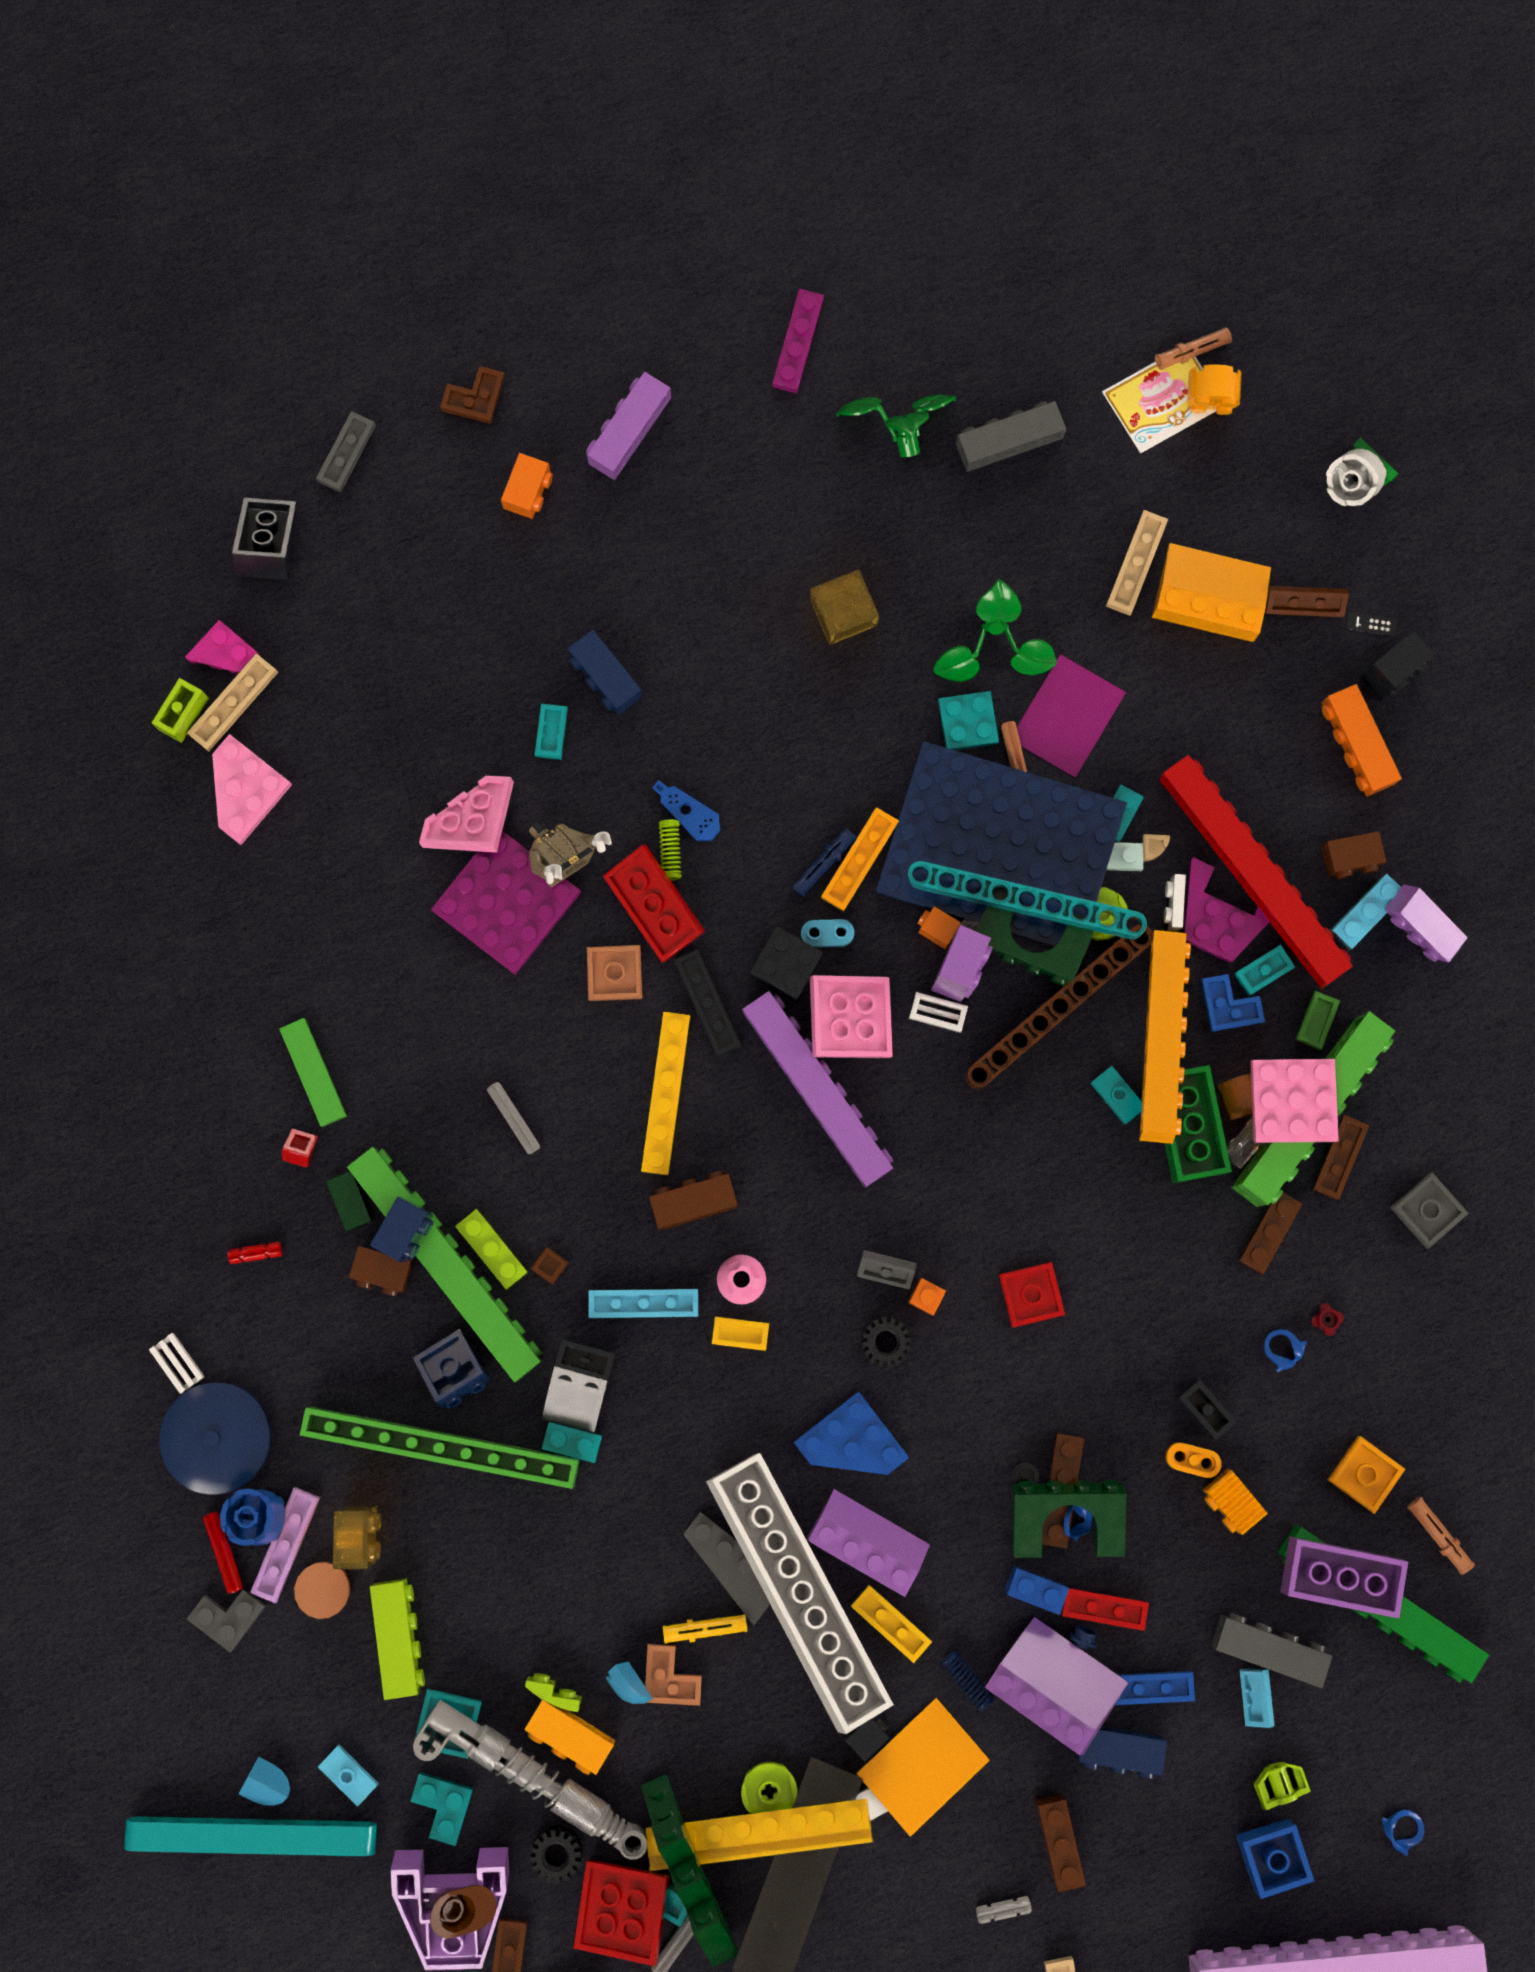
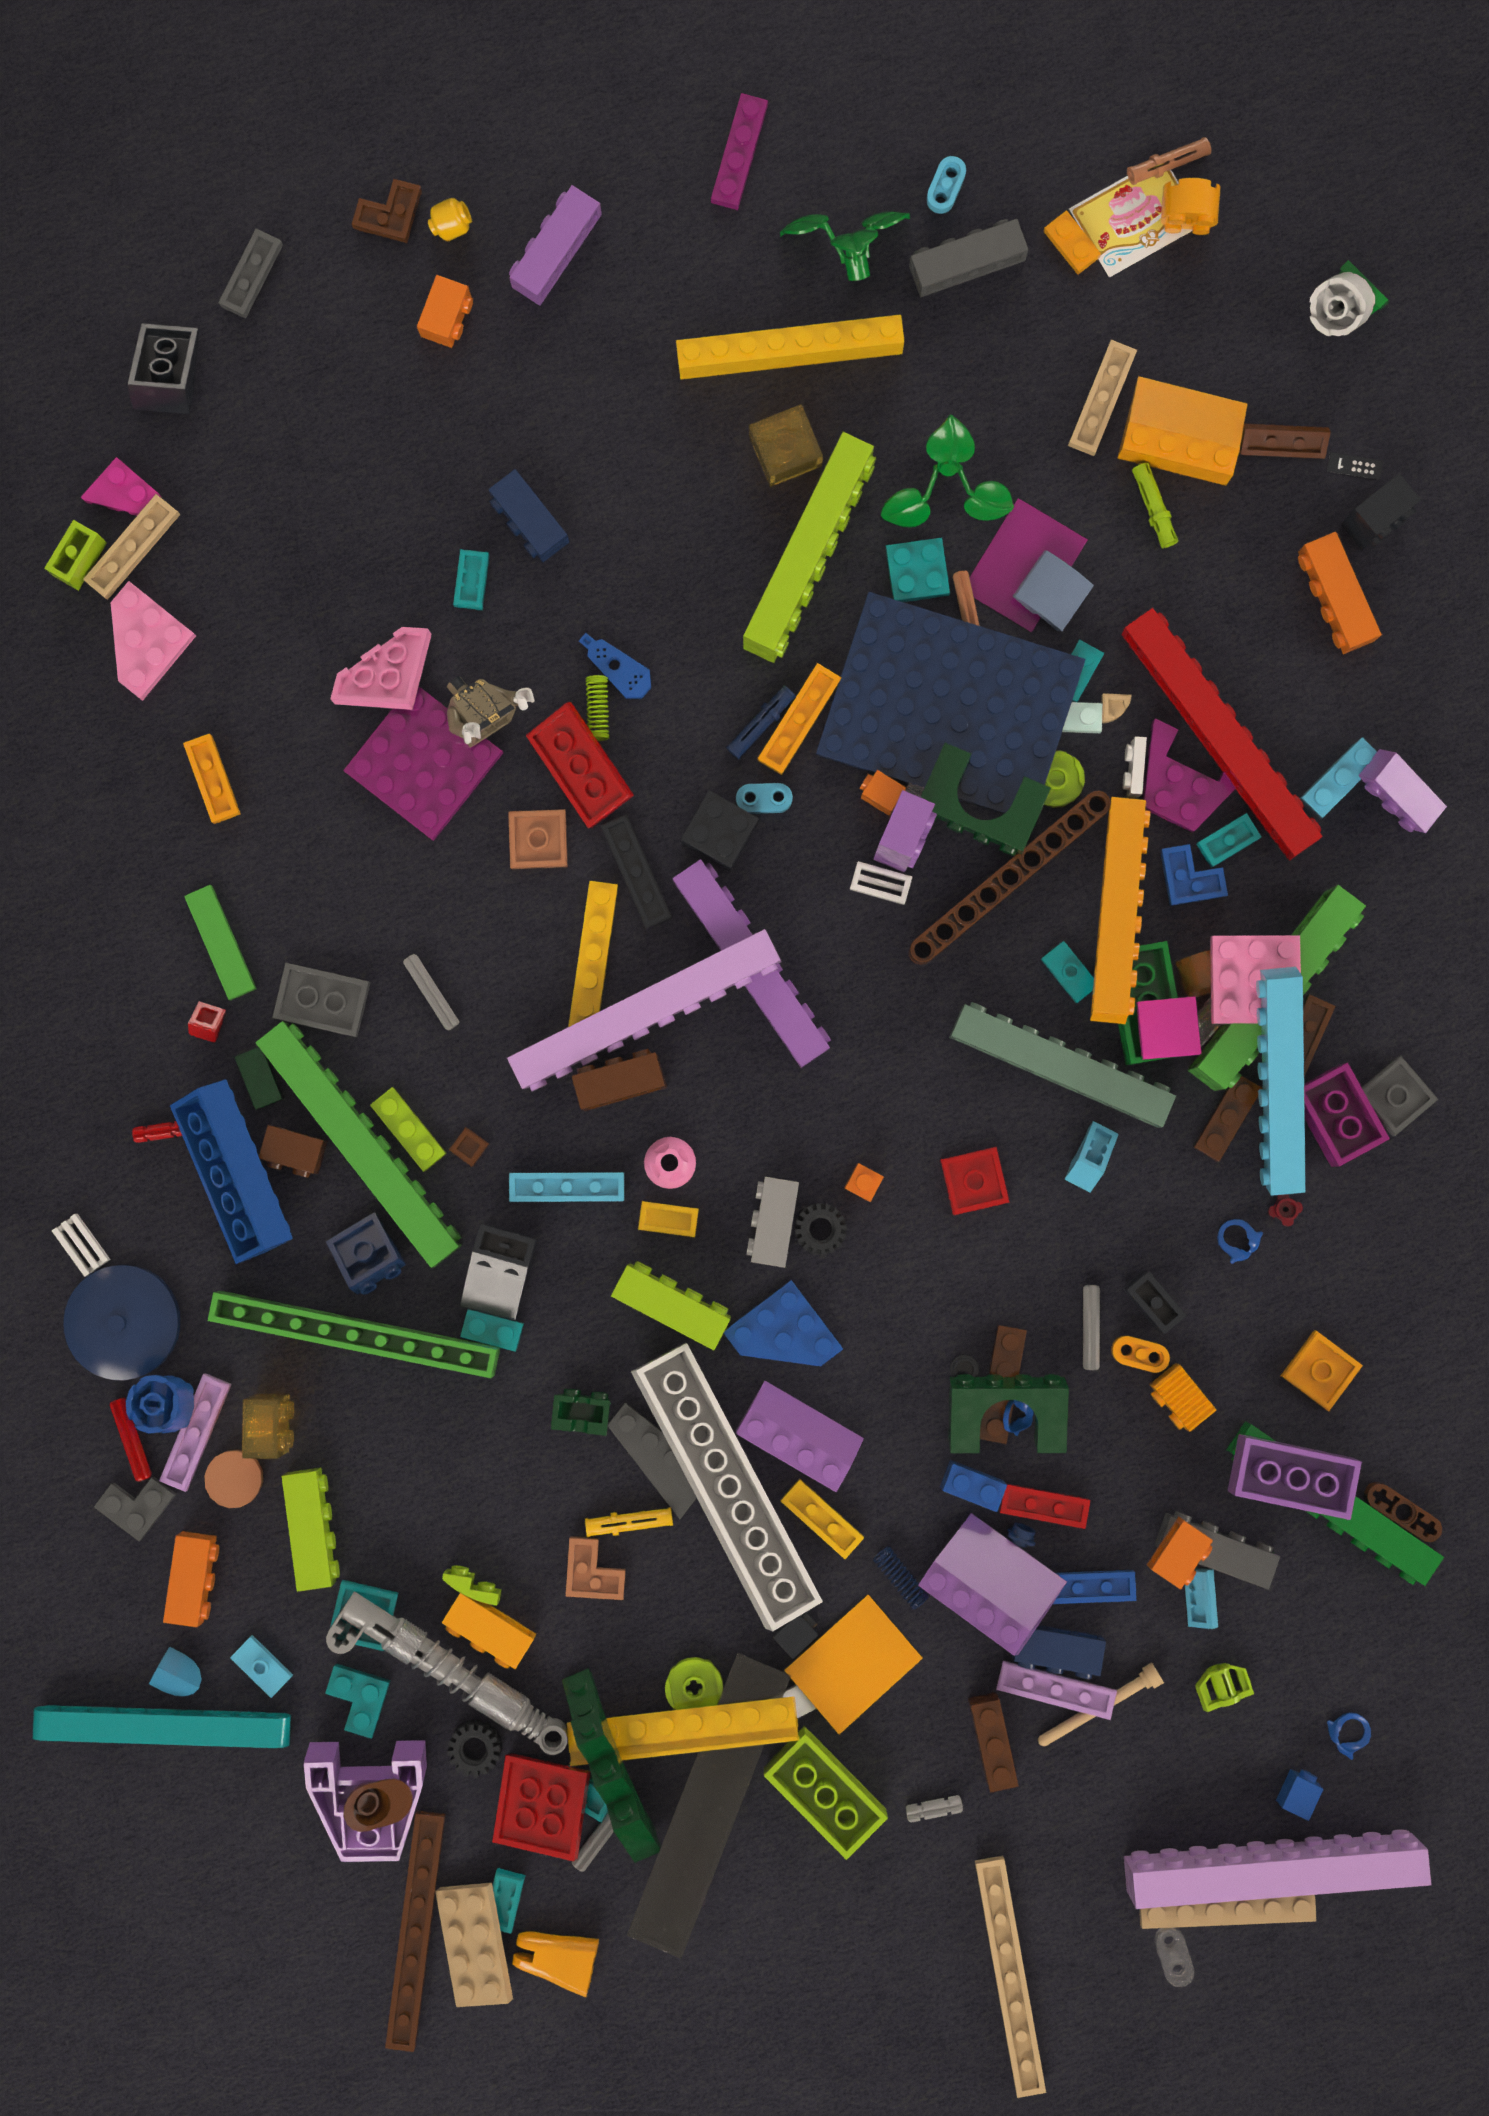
camera: 10 degrees right, 5 degrees up
(280, 1689) = (191, 1579): none -> orange brick
(306, 917) = (211, 778): none -> light orange plate
(323, 1291) = (231, 1171): none -> blue brick
(402, 1230) = (312, 1109): dark blue brick -> none
(409, 1126) = (321, 1000): none -> dark grey plate
(531, 402) = (449, 219): none -> yellow head
(628, 1684) = (548, 1577): dark azure brick -> none
(658, 1522) = (581, 1412): none -> dark green cylinder
(716, 1134) = (645, 1009): none -> lavender brick
(745, 1417) = (672, 1306): none -> lime brick
(840, 1335) = (773, 1221): none -> light grey brick
(847, 517) = (790, 347): none -> yellow brick
(851, 1017) = (787, 887): bright pink plate -> none
(865, 704) = (808, 547): none -> lime brick
(886, 1269) = (822, 1153): dark grey plate -> none
(898, 1895) = (825, 1793): none -> lime brick
(989, 372) = (945, 186): none -> medium azure plate
(1040, 897) = (985, 774): teal beam -> none
(1095, 739) = (1053, 590): none -> sand blue slope
(1105, 422) = (1072, 242): none -> light orange plate
(1113, 1184) = (1063, 1066): none -> sand green brick
(1120, 1790) = (1057, 1690): none -> lavender tile
(1143, 1271) = (1092, 1157): none -> medium azure arch
(1145, 1434) = (1091, 1327): none -> light grey axle
(1189, 664) = (1157, 511): none -> lime pin
(1207, 1777) = (1147, 1678): none -> tan piece
(1213, 1147) = (1168, 1028): none -> dark pink tile
(1237, 1653) = (1180, 1553): none -> orange brick
(1274, 1858) = (1215, 1760): blue brick -> none
(1317, 1020) = (1283, 894): bright green tile -> none
(1322, 1196) = (1282, 1080): none -> medium azure brick
(1353, 855) = (1327, 717): reddish brown brick -> none
(1357, 1890) = (1300, 1793): none -> blue brick
(1376, 1229) = (1341, 1116): none -> magenta brick
(1448, 1545) = (1404, 1442): nougat pin -> none
(1468, 1616) = (1414, 1509): none -> reddish brown beam

